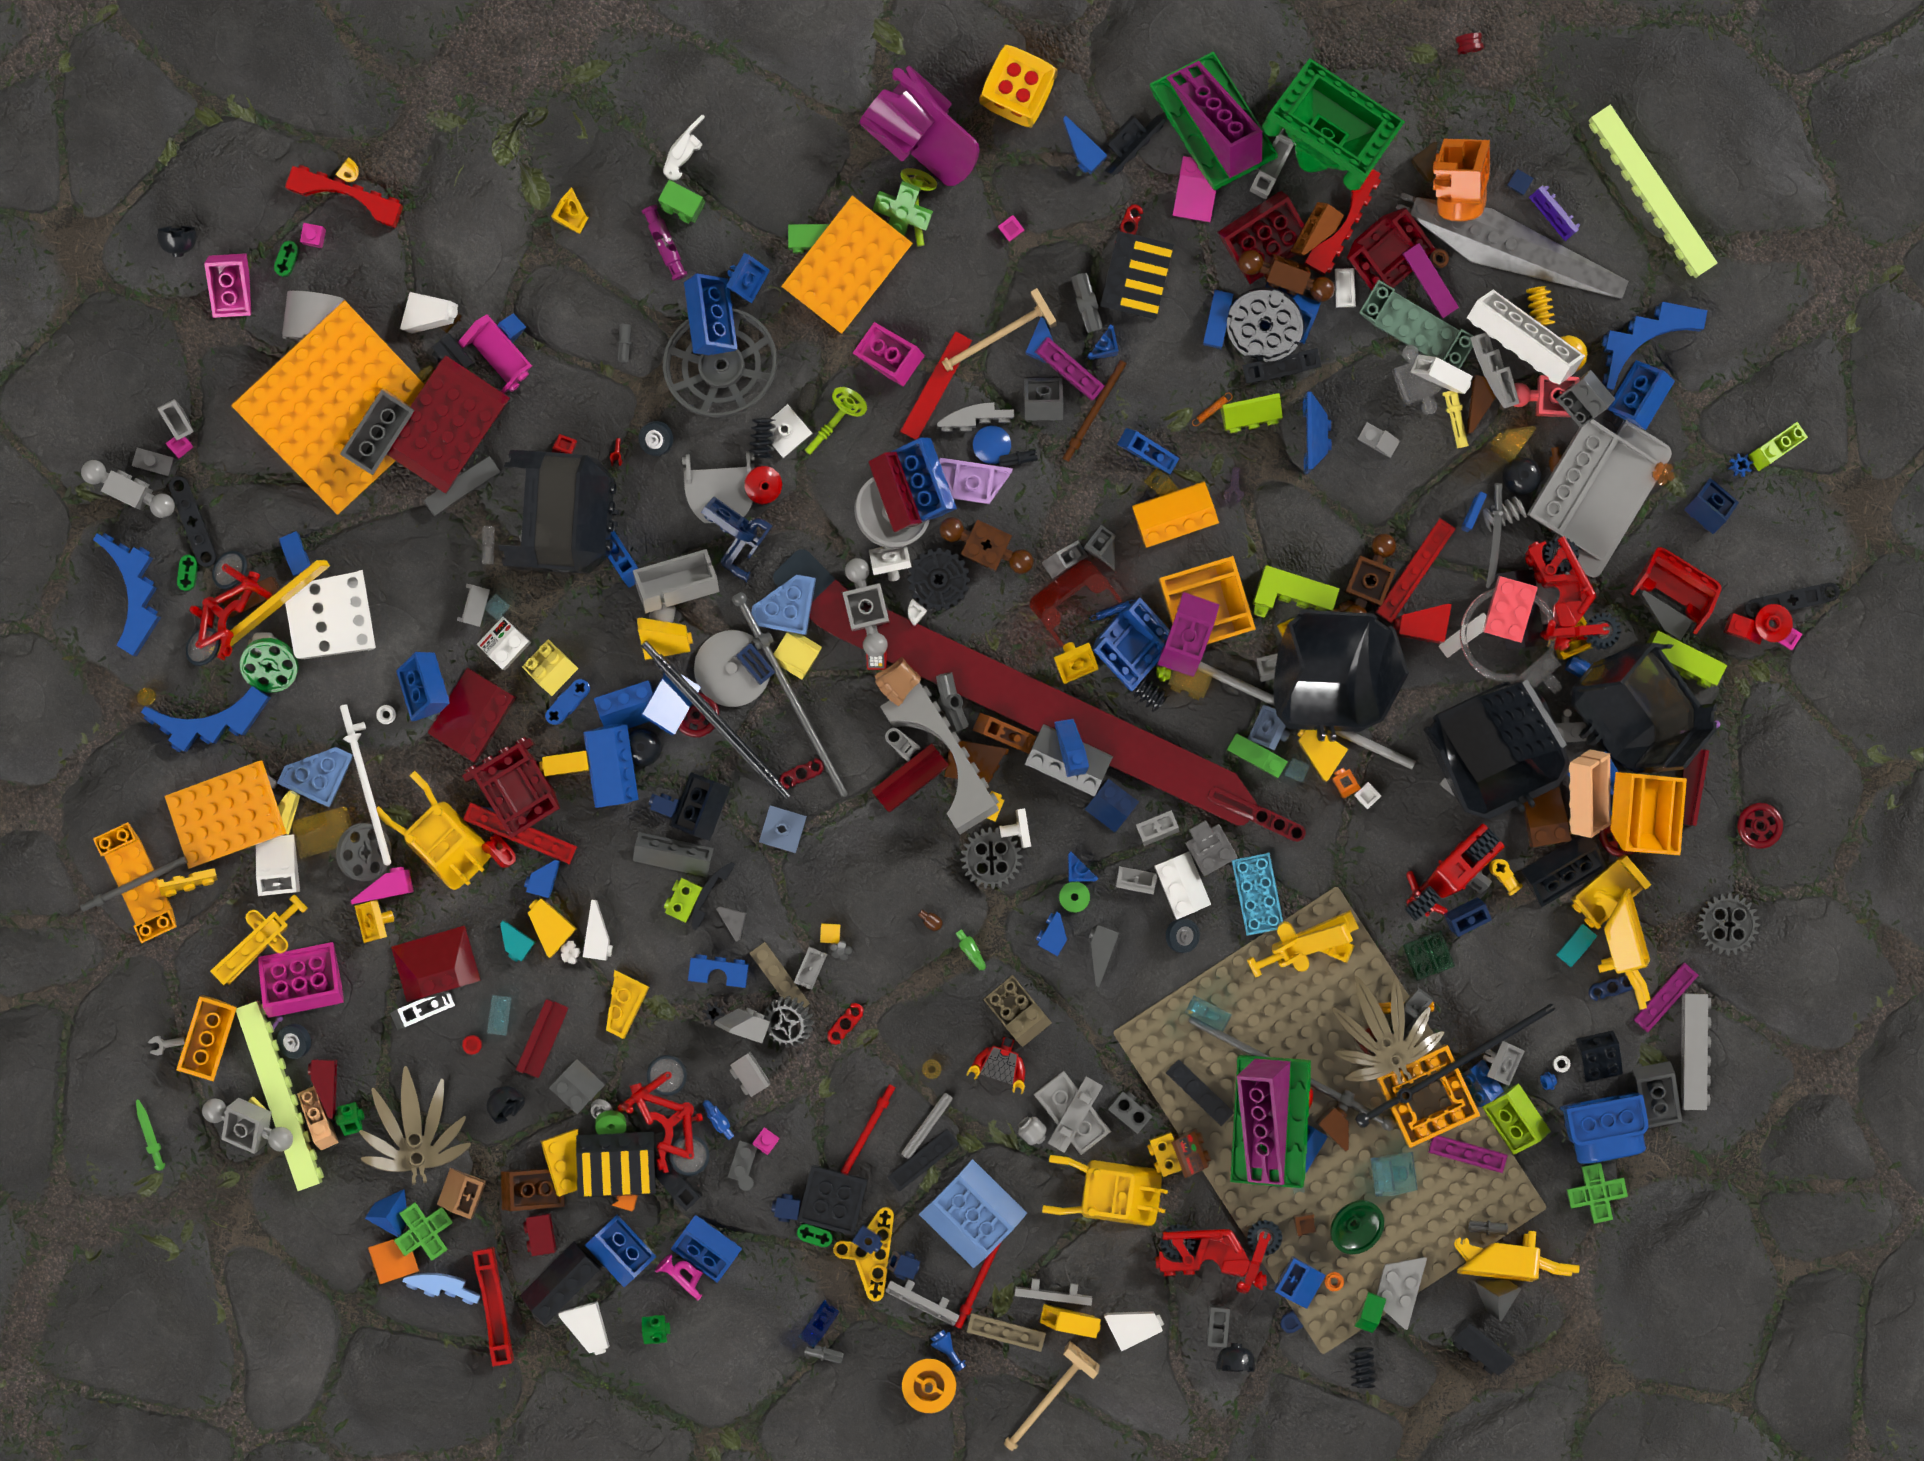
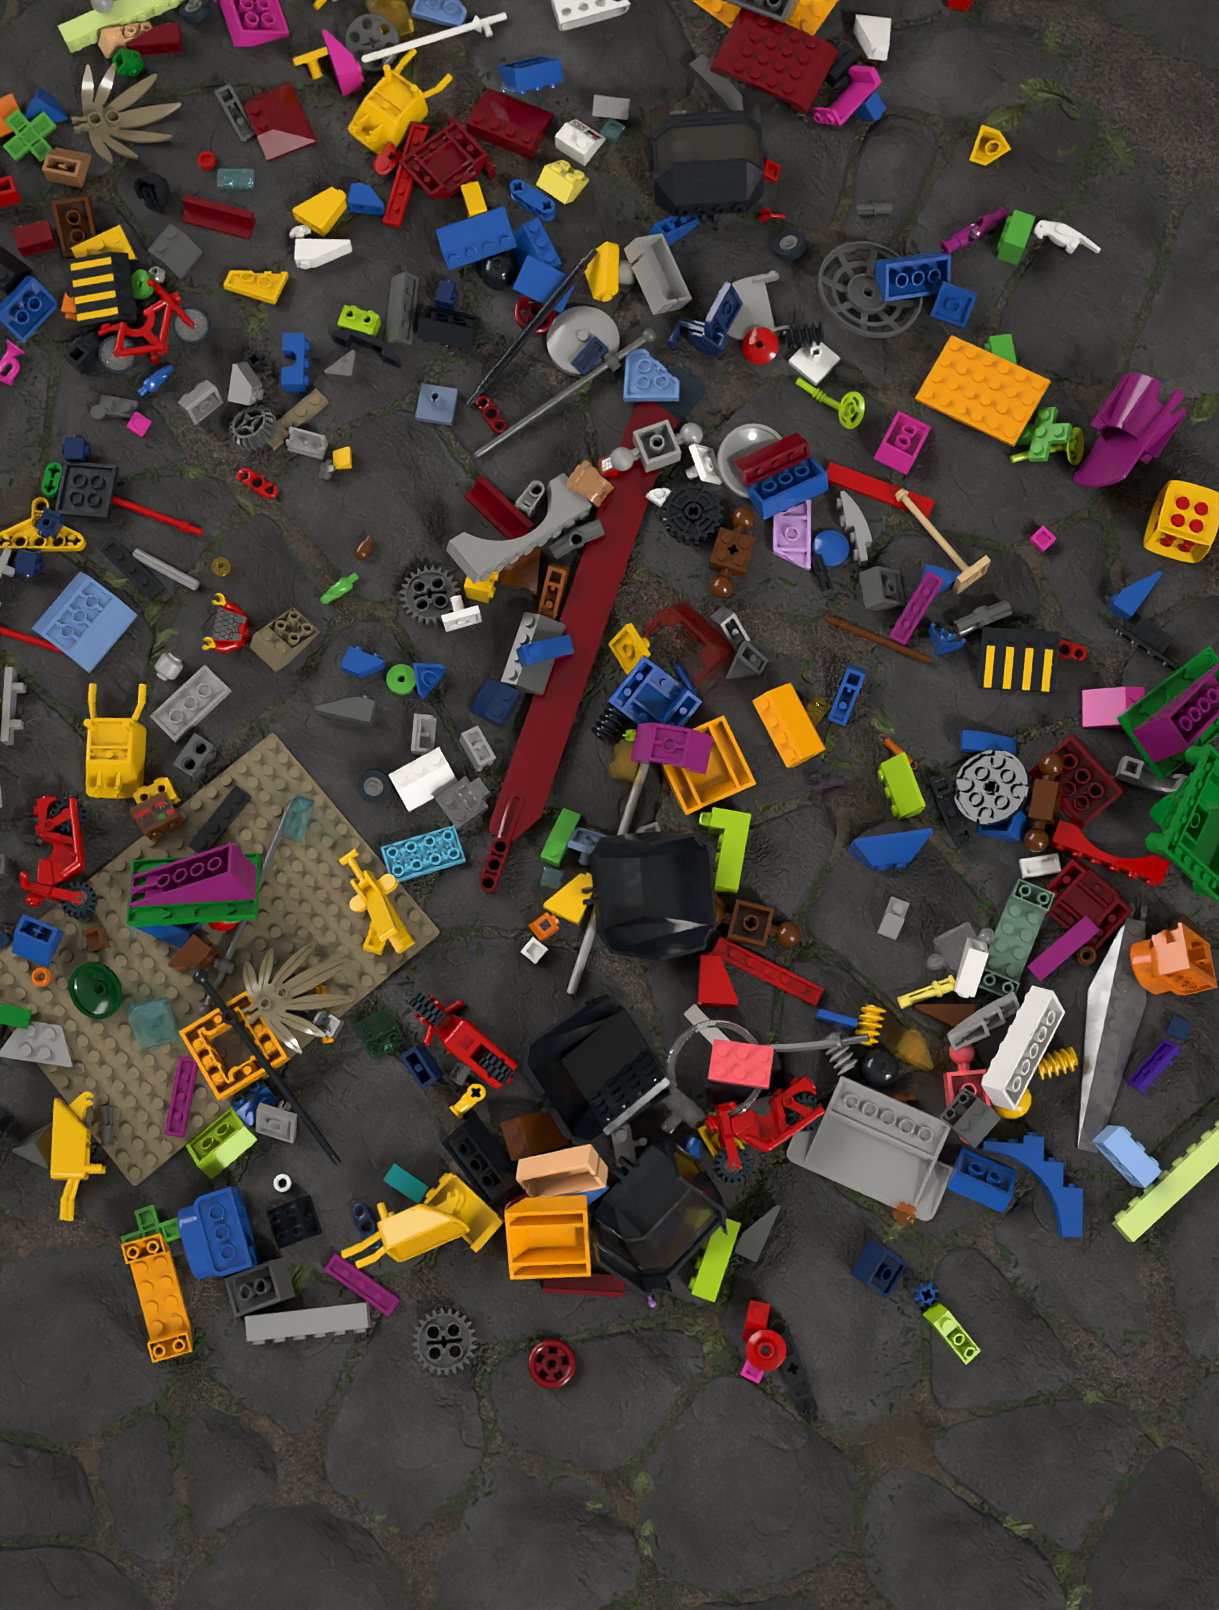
camera: 80 degrees right, 10 degrees down
(381, 710) = (501, 46): white plate -> none
(515, 942) = (305, 182): teal slope -> none
(706, 1248) = (33, 383): blue slope -> none
(797, 654) = (603, 396): light yellow slope -> none
(1075, 1114) = (188, 704): light grey hinge -> none
(1319, 226) = (1100, 831): dark orange slope -> none
(1480, 478) = (870, 1023): none -> yellow piece
(1548, 1081) = (263, 1171): blue plate -> none
(1637, 254) = (1127, 1155): none -> light blue brick
(1657, 1189) = (159, 1296): none -> light orange slope
(1682, 583) = (794, 1245): red windscreen -> none

